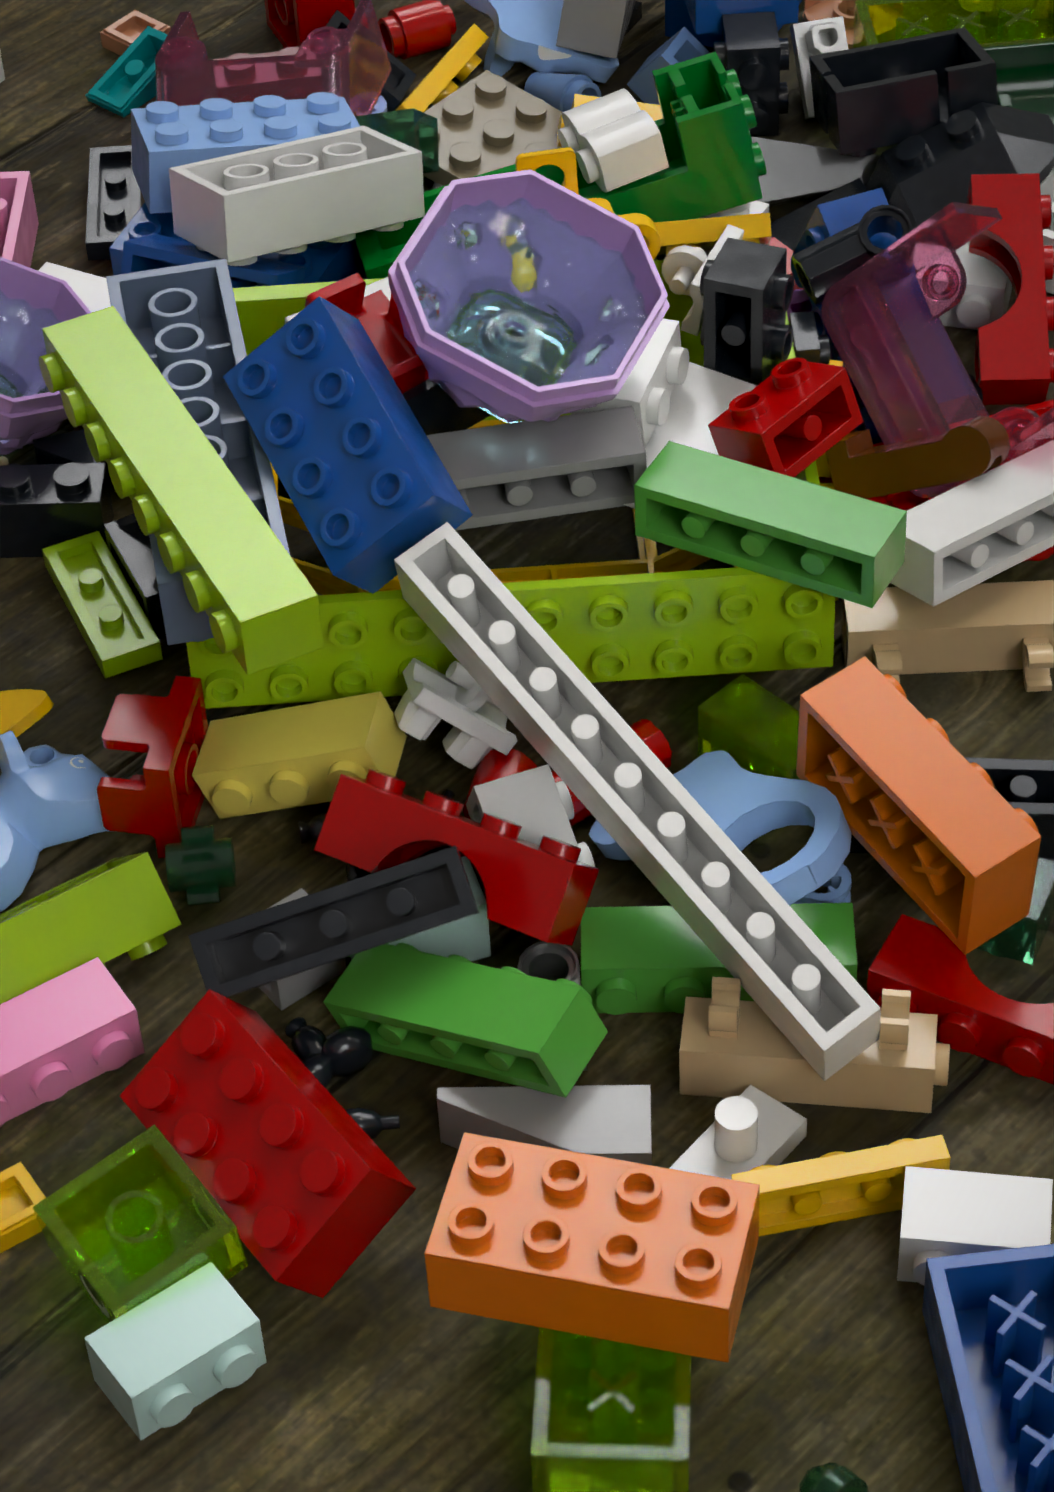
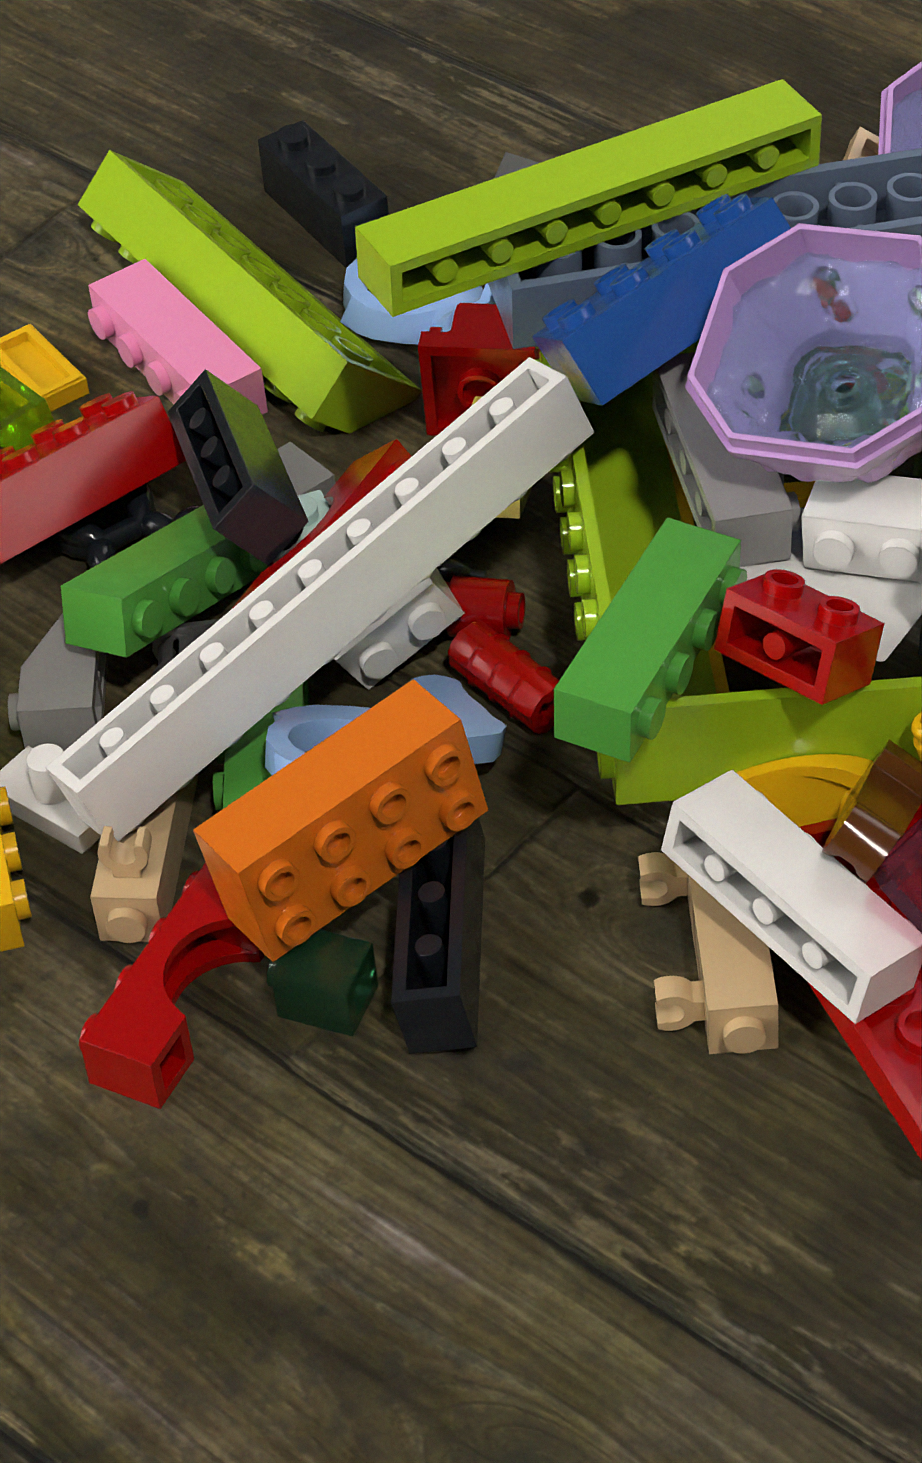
camera: 90 degrees right, 0 degrees up
(200, 865) = (387, 419): clear green gear -> none
(459, 701) = (527, 538): white hips -> none
(751, 727) = (535, 788): clear neon green brick -> none

